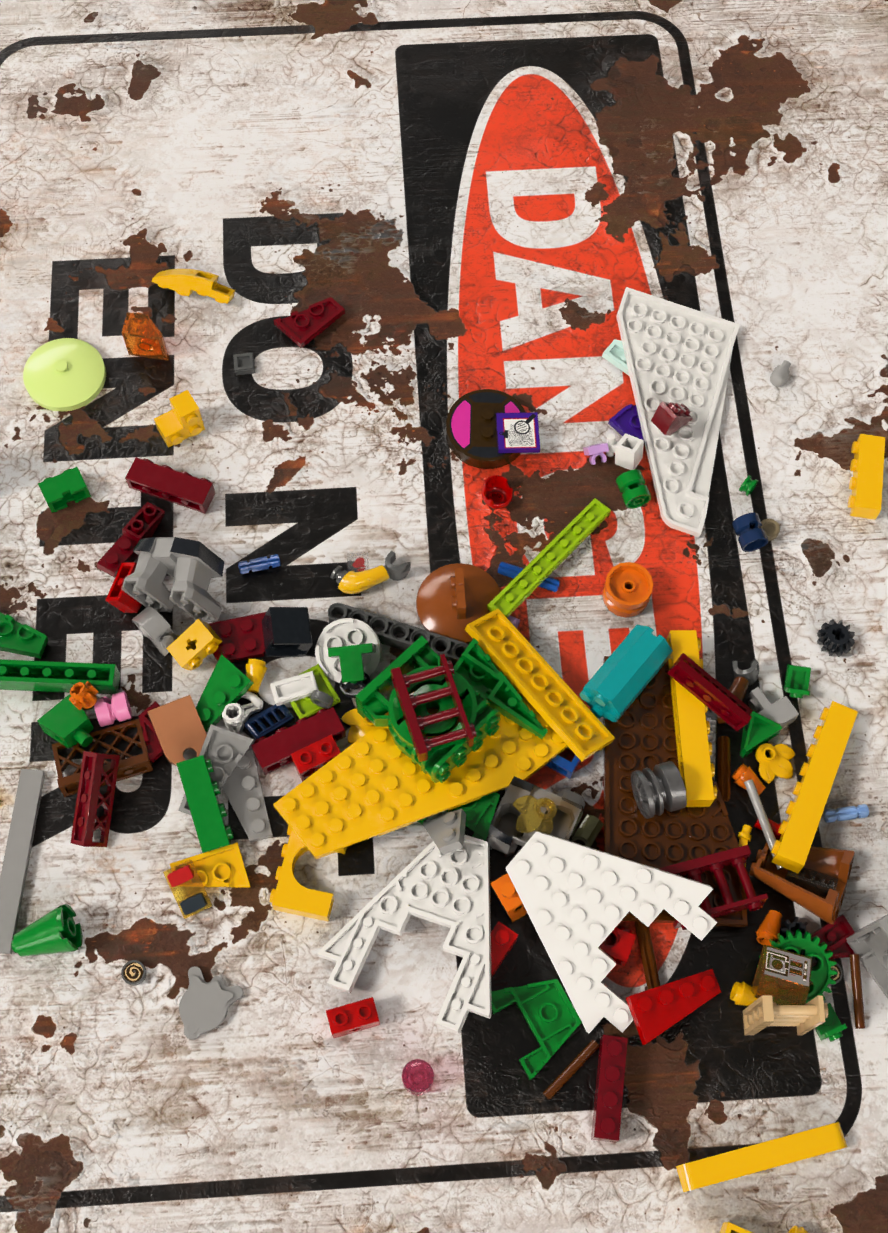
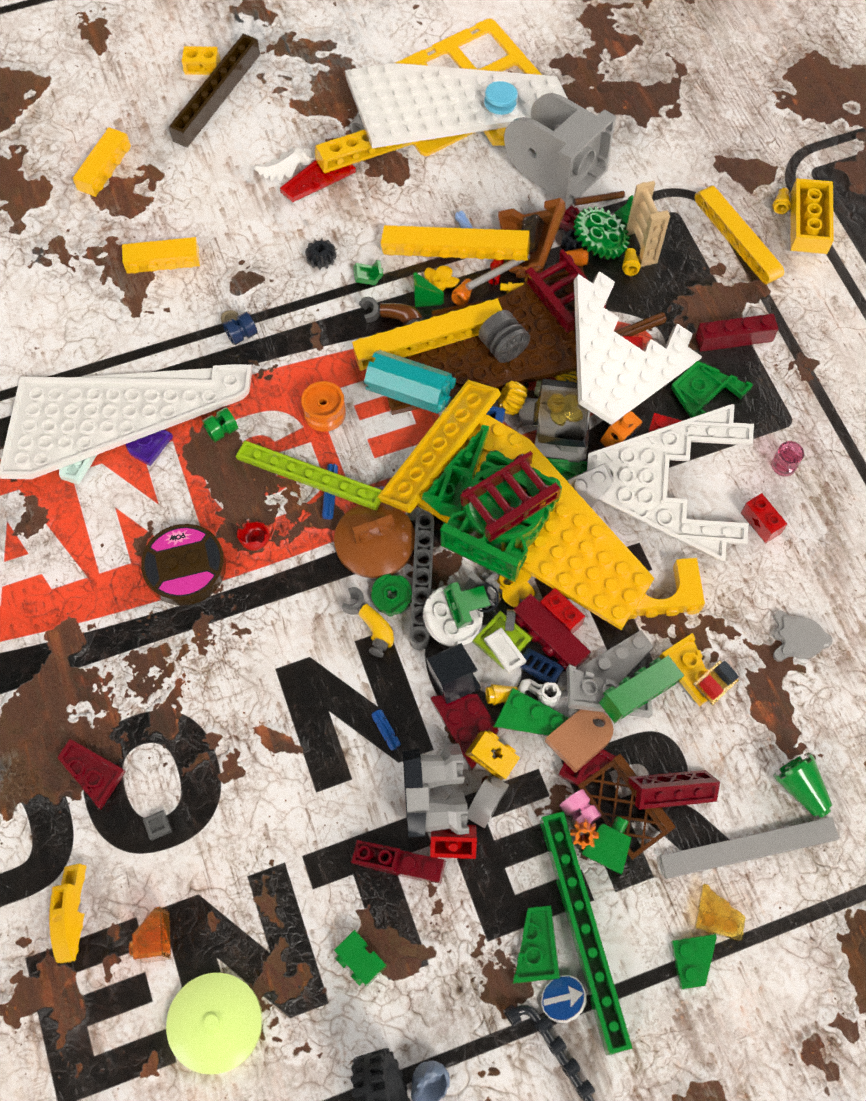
camera: 105 degrees left, 0 degrees up
(134, 972) = (800, 704): tile -> none
(170, 485) = (325, 846): dark red brick -> none
(181, 421) = (245, 858): yellow brick -> none
(358, 561) = (358, 640): clear tile -> none
(398, 593) = (388, 605): none -> green plate
(518, 432) = (186, 529): tile -> none
(571, 1069) = (731, 363): reddish brown bar -> none
(584, 785) = (512, 397): none -> yellow gear
(595, 450) = (185, 465): lavender tile -> none
(627, 451) = (184, 436): white brick -> none
(669, 1003) = (658, 306): red wing -> none
(671, 417) = (144, 400): dark red slope -> none
(710, 692) = (407, 321): dark red fence -> none
(748, 485) = (192, 339): green bush -> none
(780, 374) = (67, 337): light grey cylinder -> none
(780, 712) = (401, 285): light grey brick -> none
(783, 976) = (617, 232): clear orange slope -> none

